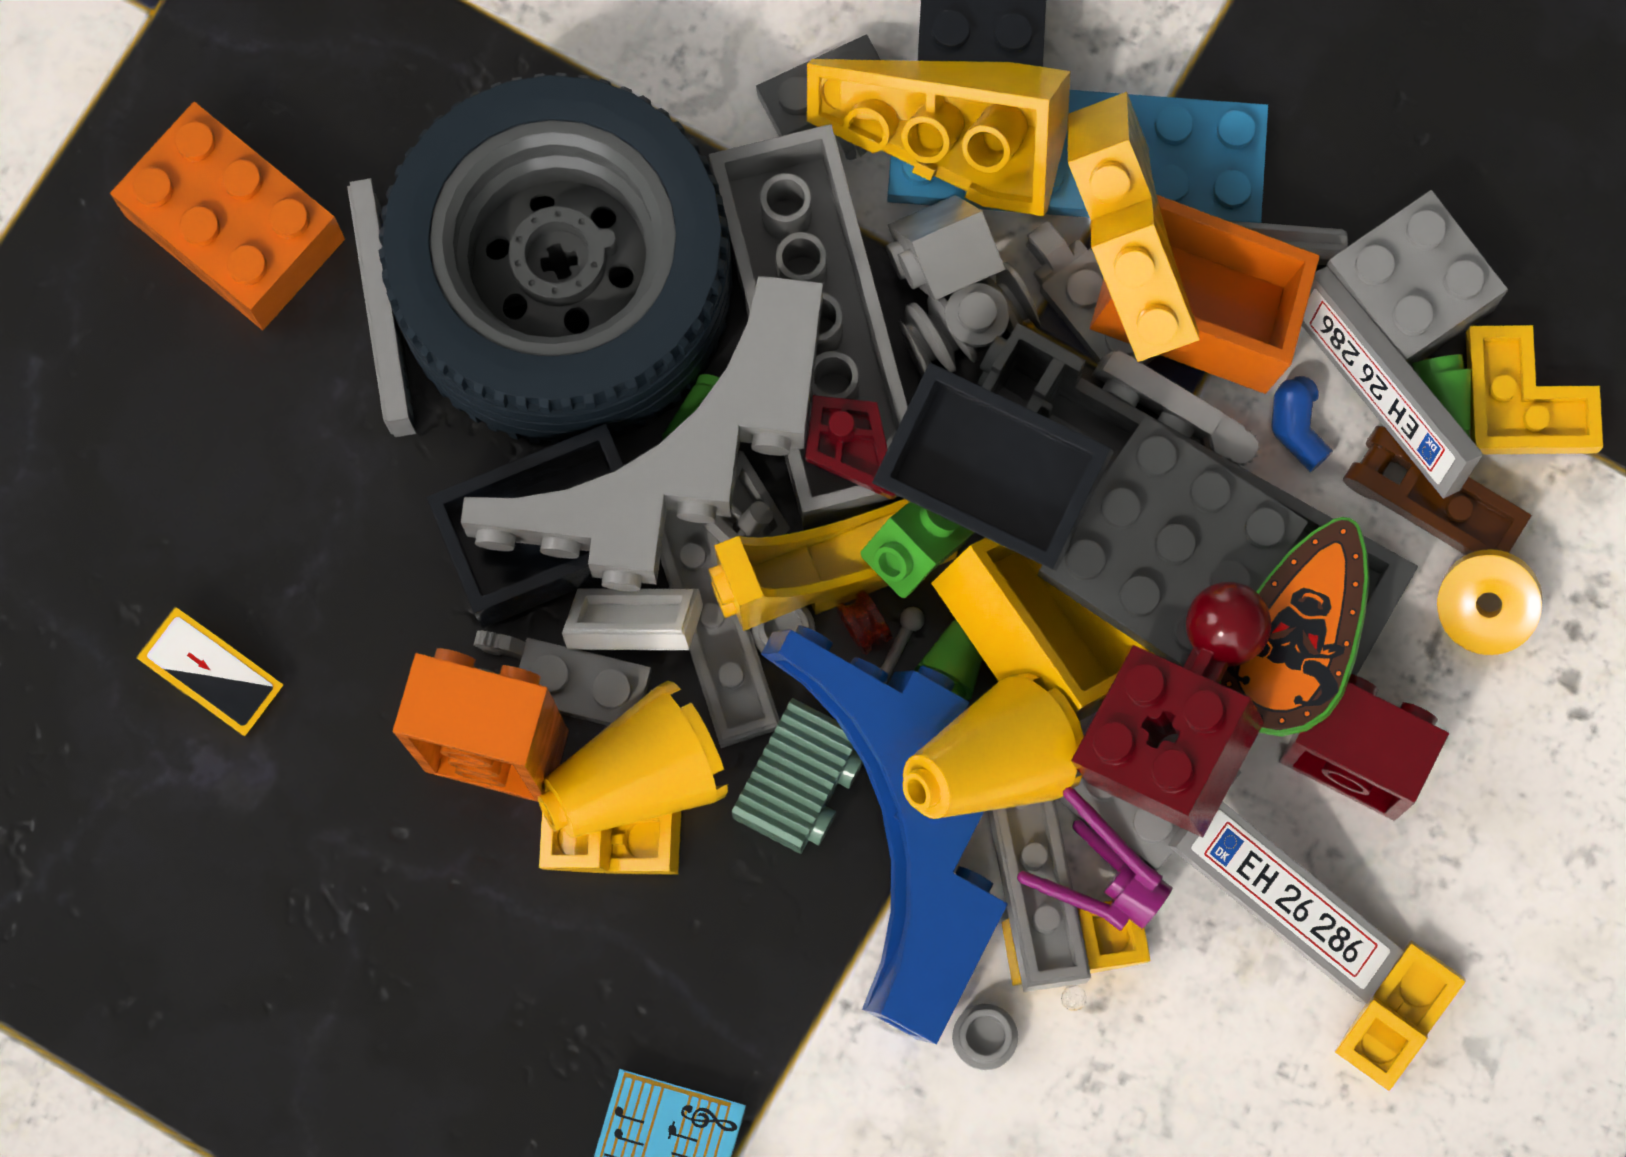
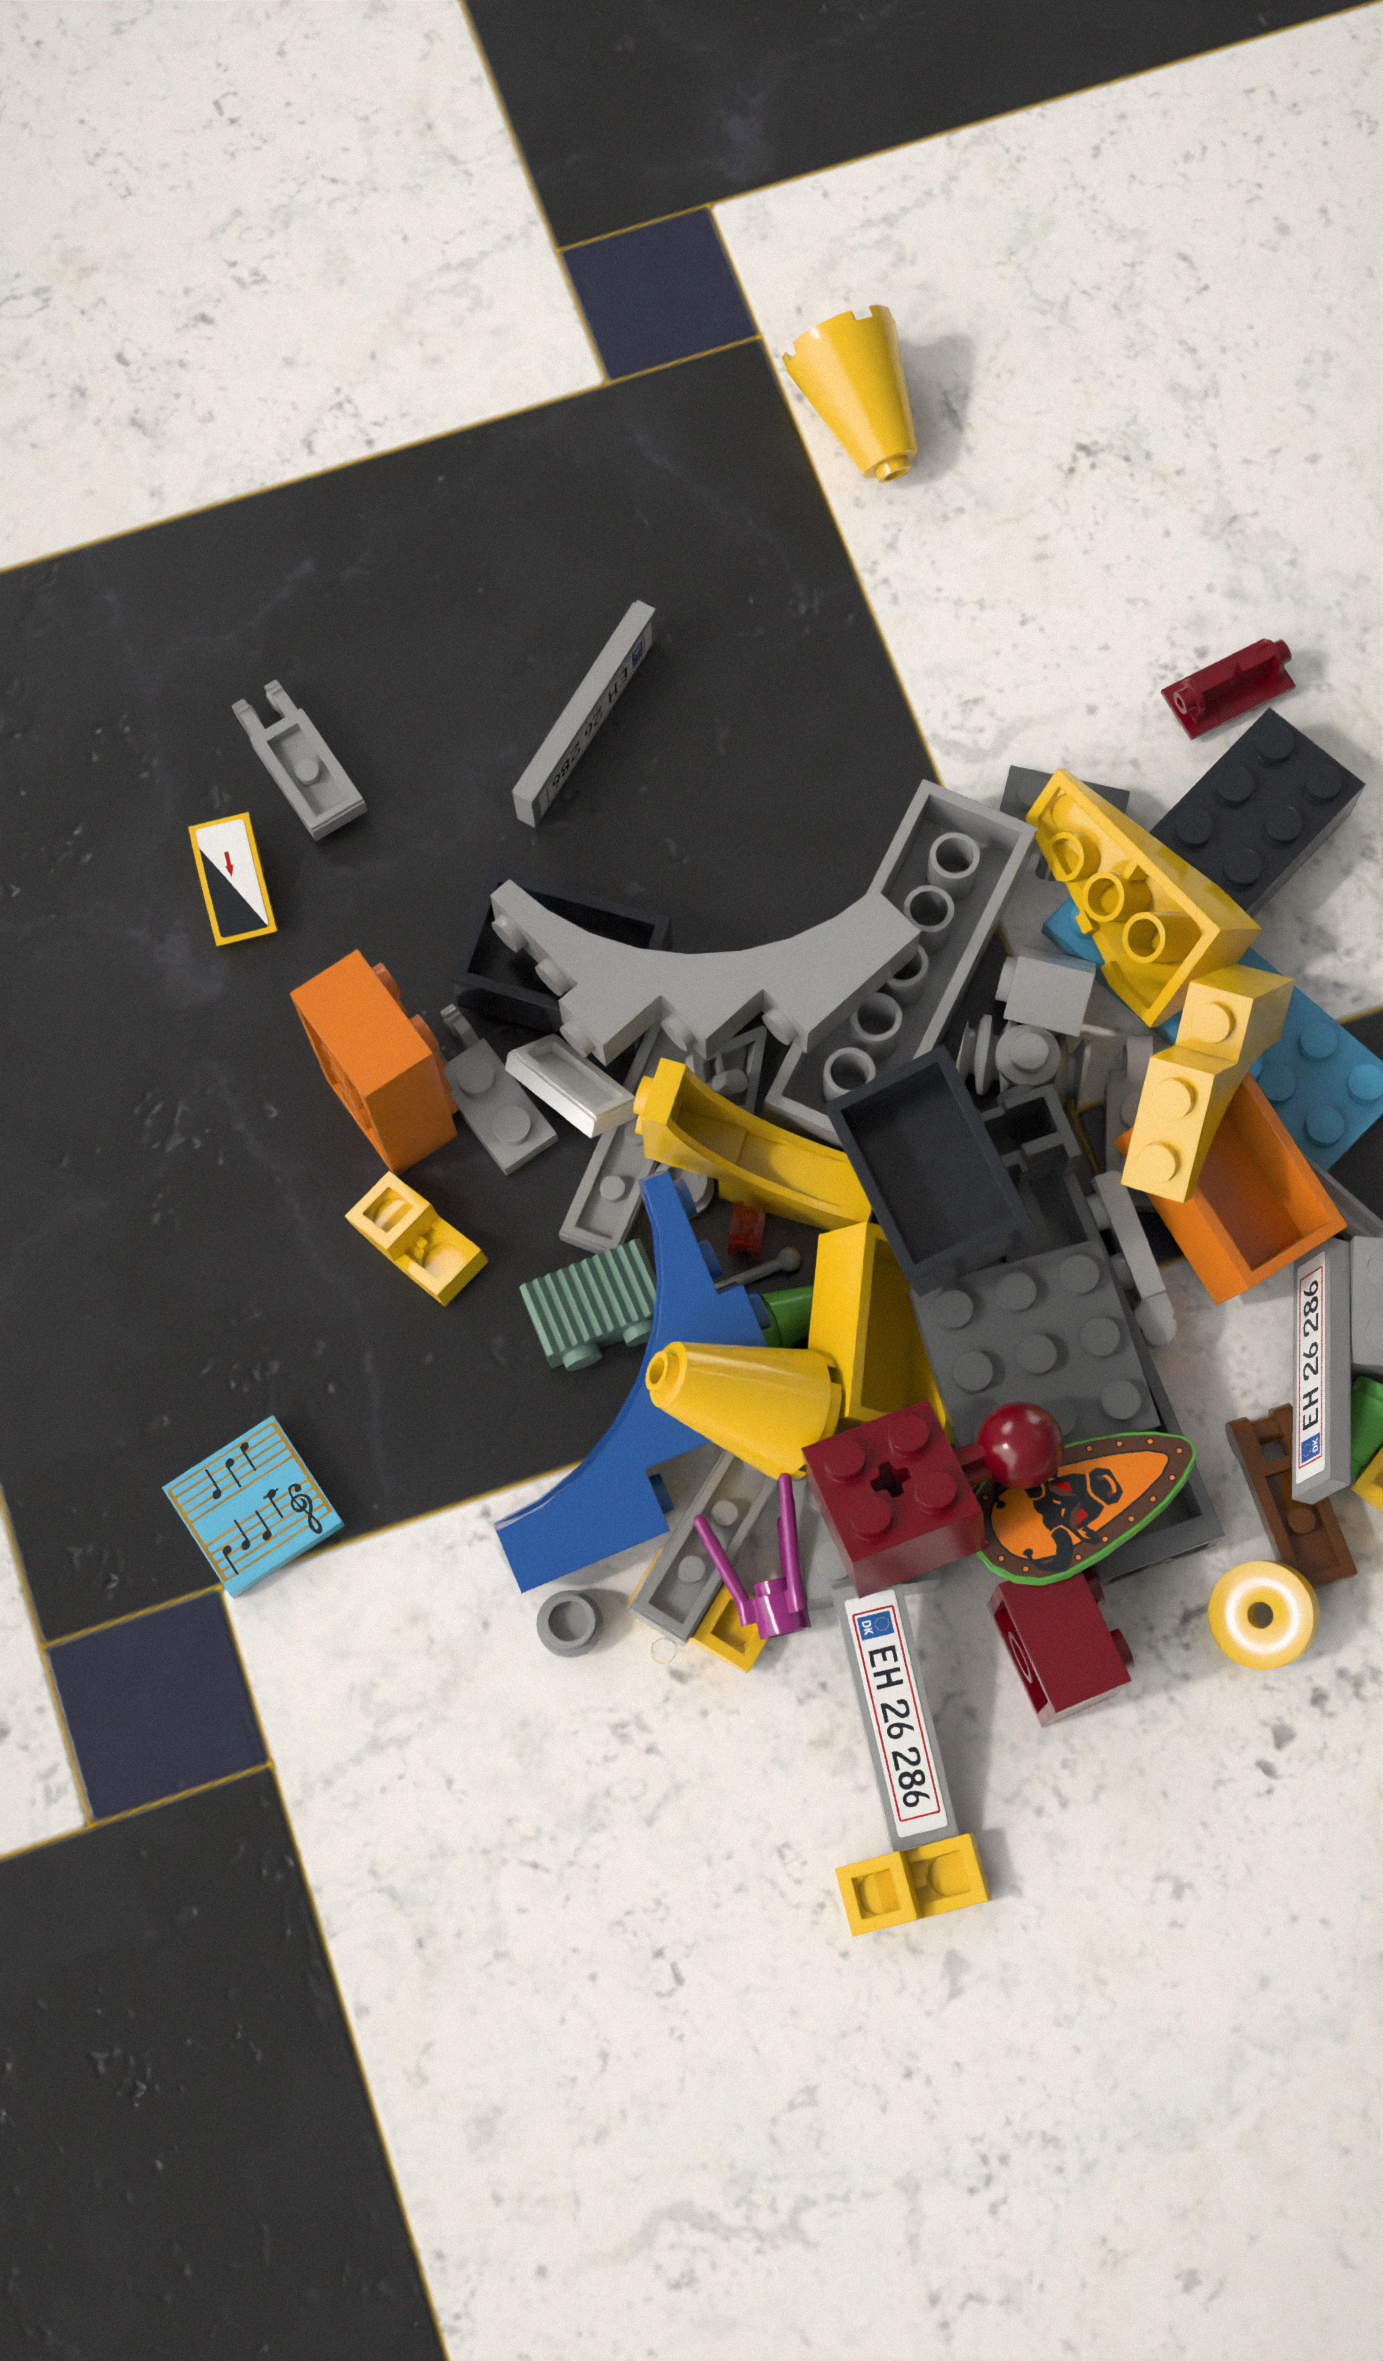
camera: 40 degrees right, 5 degrees down
(182, 532) = (302, 764): none -> light grey hinge
(228, 215) = (531, 561): orange piece -> none
(589, 153) = (724, 663): wheel -> none
(636, 769) = (469, 1193): yellow cone -> none
(847, 440) = (841, 1062): dark red piece -> none
(912, 547) = (823, 1191): bright green bracket -> none
(1292, 421) = (1222, 1345): blue arm -> none

